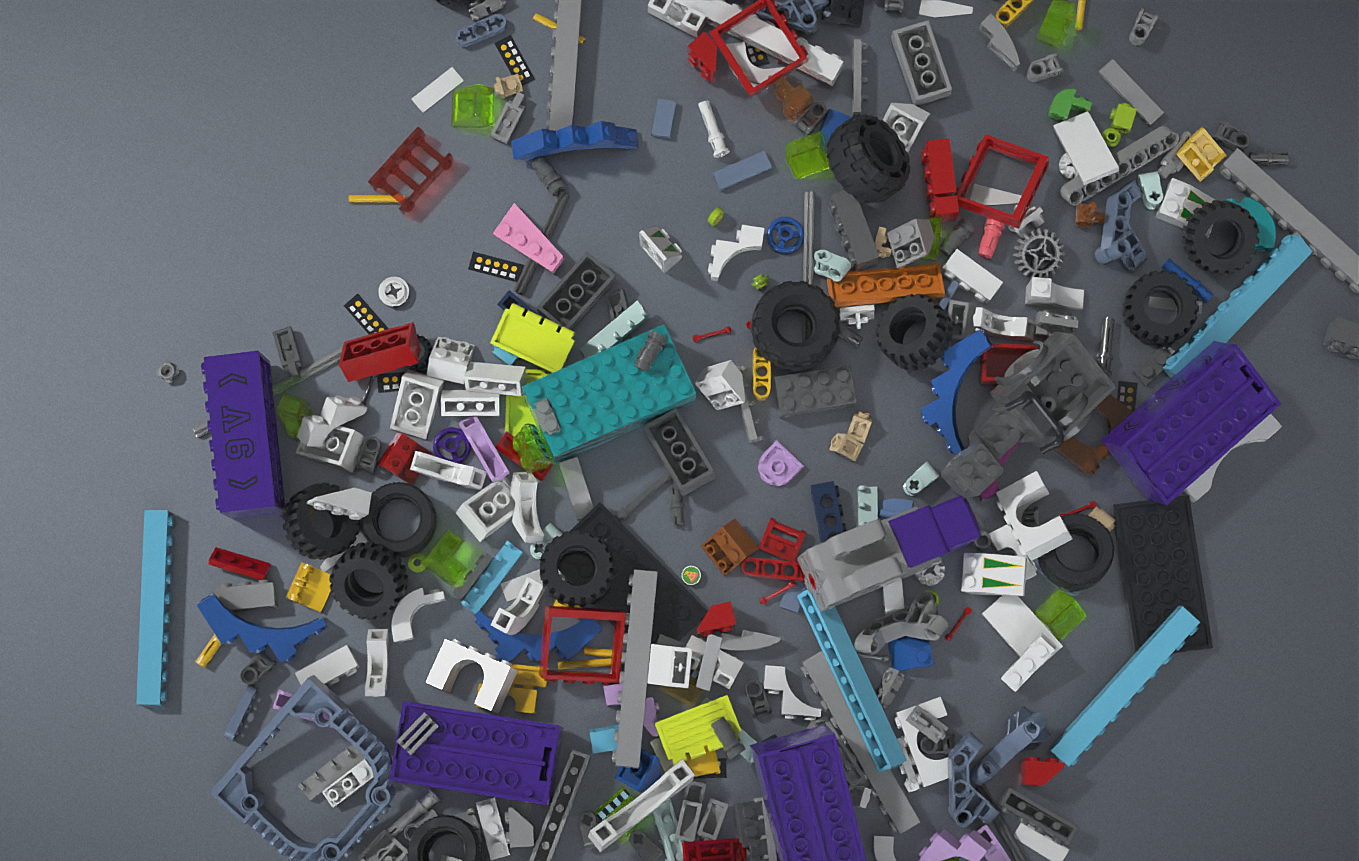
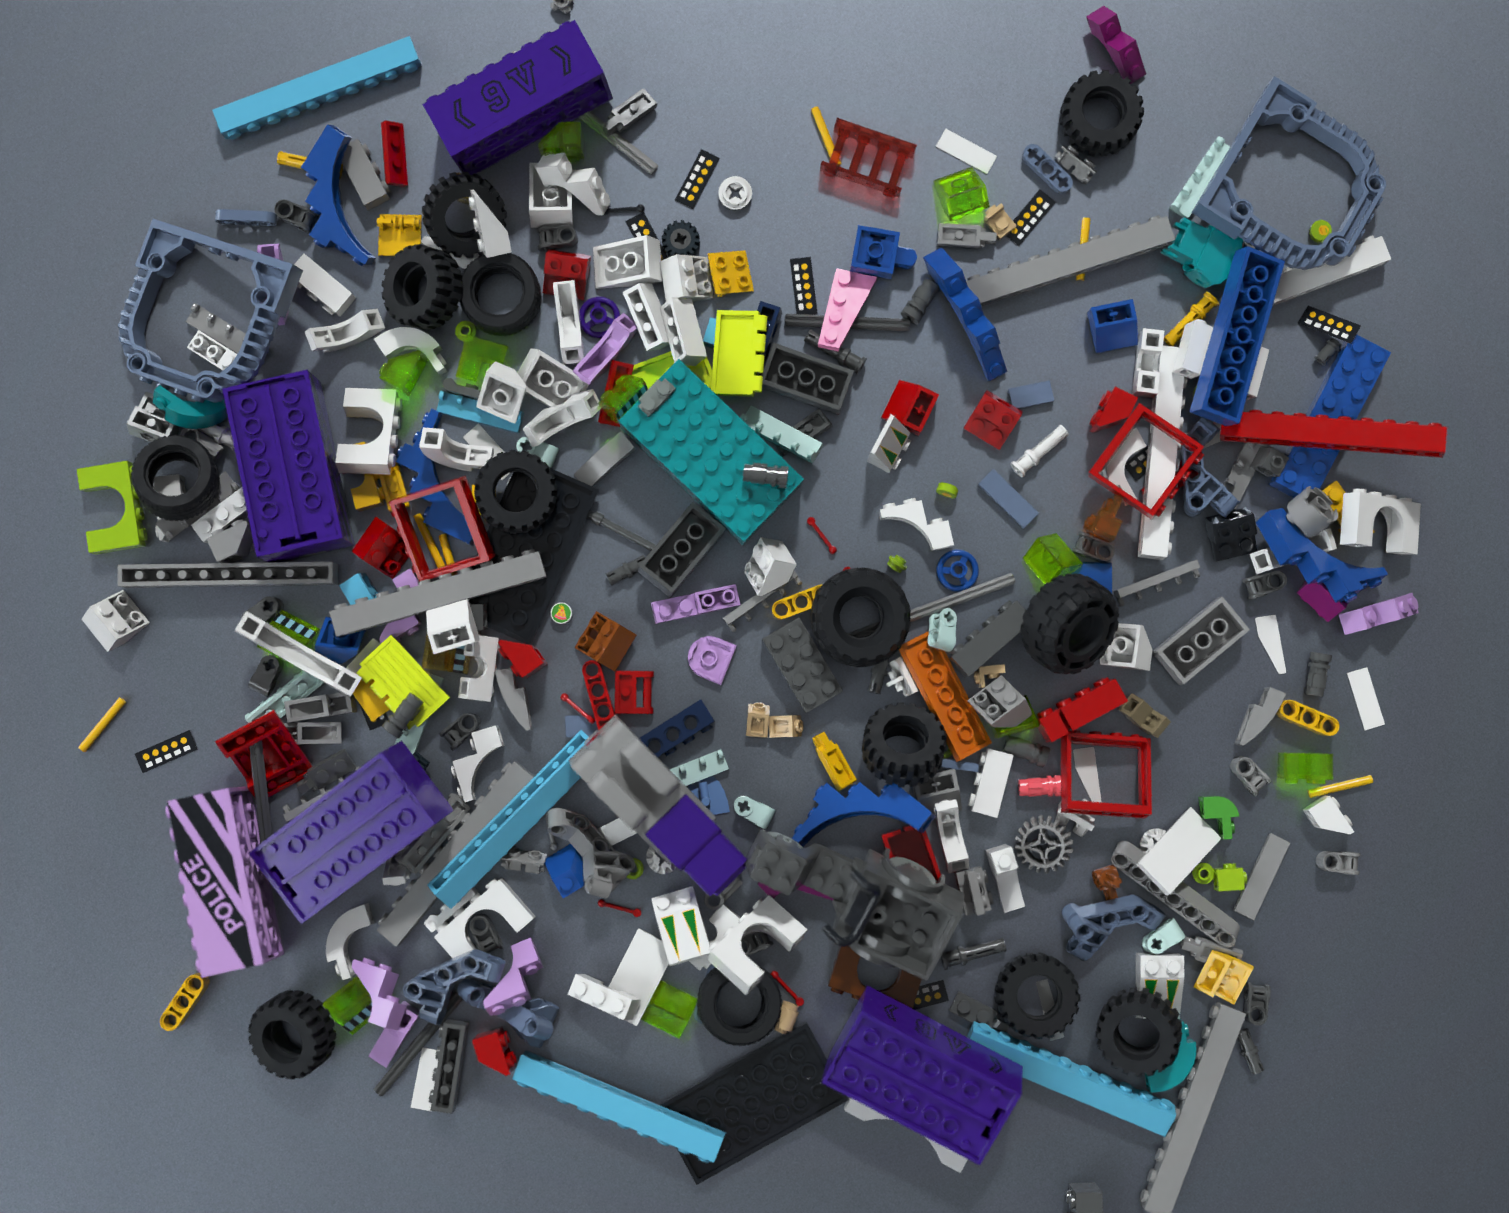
camera: 70 degrees right, 5 degrees up
(380, 352) = (663, 203): red slope -> none
(393, 825) = (189, 414): none -> teal arch
(405, 745) = (261, 390): light grey tile -> none
(432, 628) = (404, 371): none -> clear neon green slope
(460, 322) = (730, 272): none -> yellow hinge
(487, 547) = (502, 392): none -> white slope
(497, 192) = (878, 253): none -> blue brick
(570, 257) = (844, 356): none -> dark grey pin
(575, 704) = (382, 548): none -> red slope
(633, 216) = (910, 405): none -> red slope
(634, 29) = (1113, 326): none -> blue slope
(672, 156) = (993, 419): none -> red brick
(708, 662) = (474, 665): white sticker -> none
(728, 459) = (695, 604): none -> lavender slope
(904, 397) = (834, 761): none -> yellow hinge
(927, 724) = (498, 915): light grey hinge -> none
(966, 132) = (1144, 716): none -> dark tan brick
(992, 734) = (512, 988): none -> lavender arch
(1101, 21) = (1325, 814): none -> white slope
(1203, 293) = (1075, 1028): blue pin -> none

